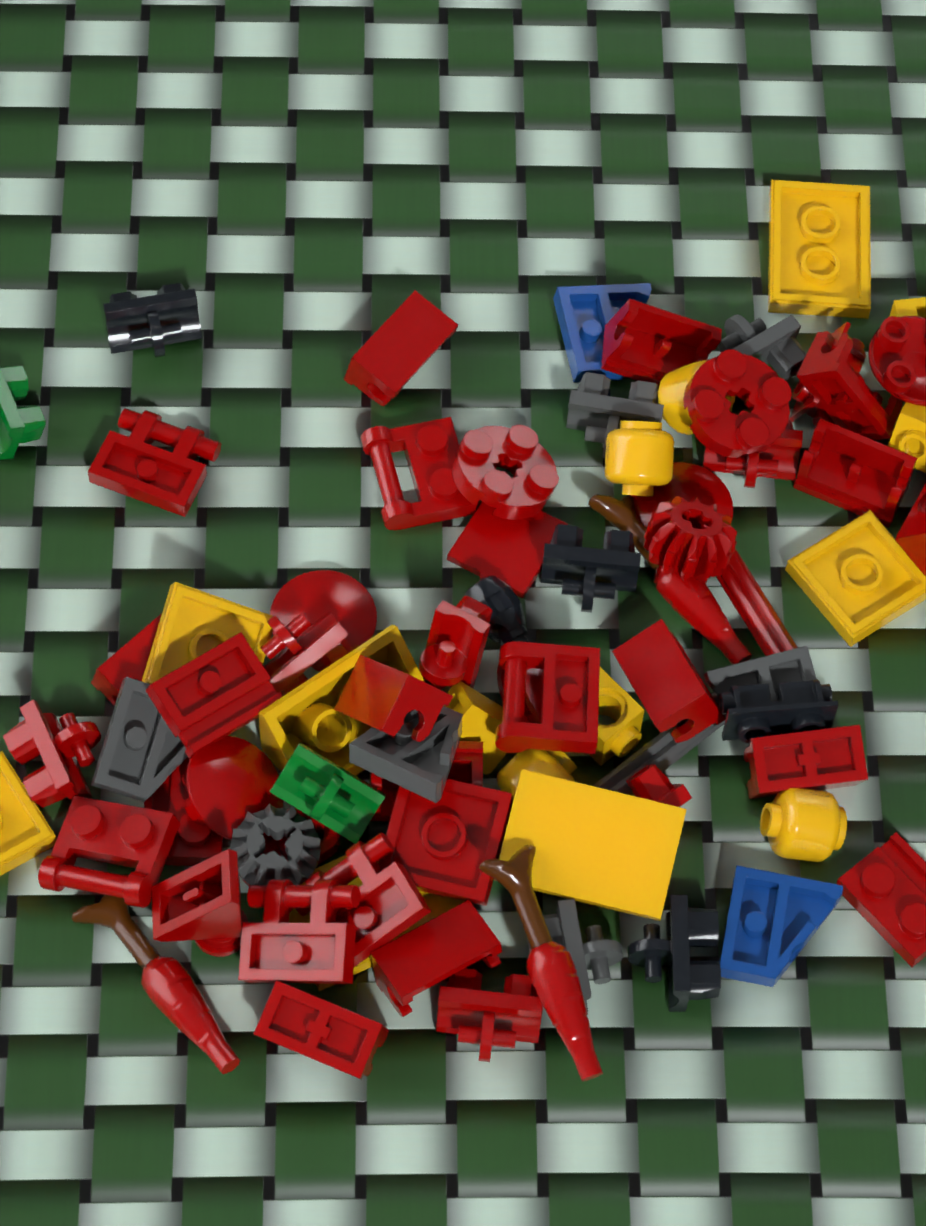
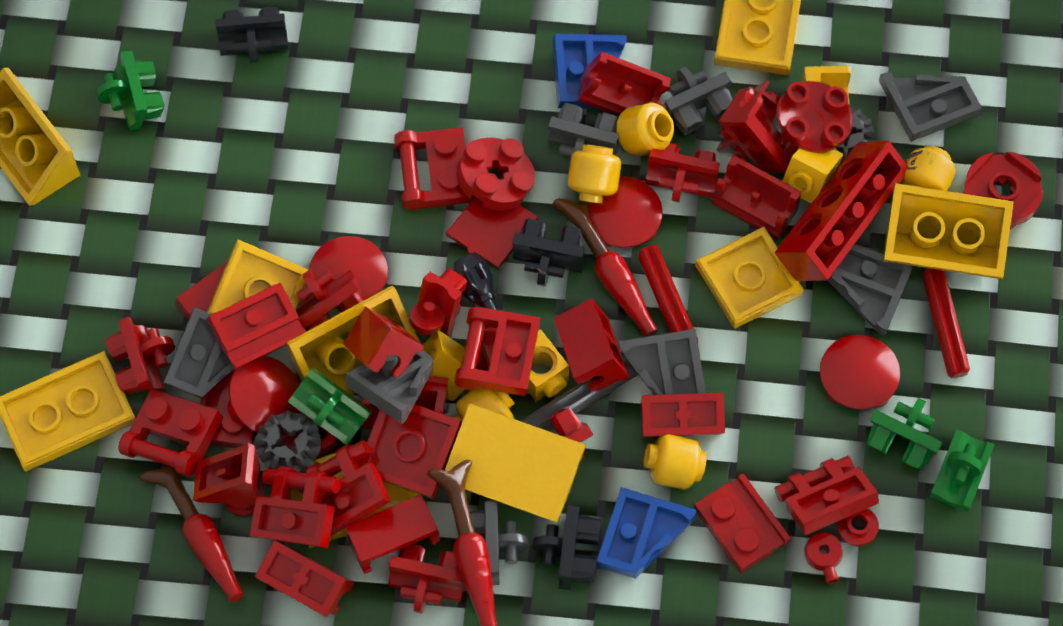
camera: 10 degrees right, 5 degrees up
(149, 472) = (236, 151): red plate -> none
(399, 348) = (431, 71): red hinge -> none
(690, 539) = (621, 239): red gear -> none
(752, 381) = (648, 142): red plate -> none
(753, 713) = (646, 377): black hinge -> none

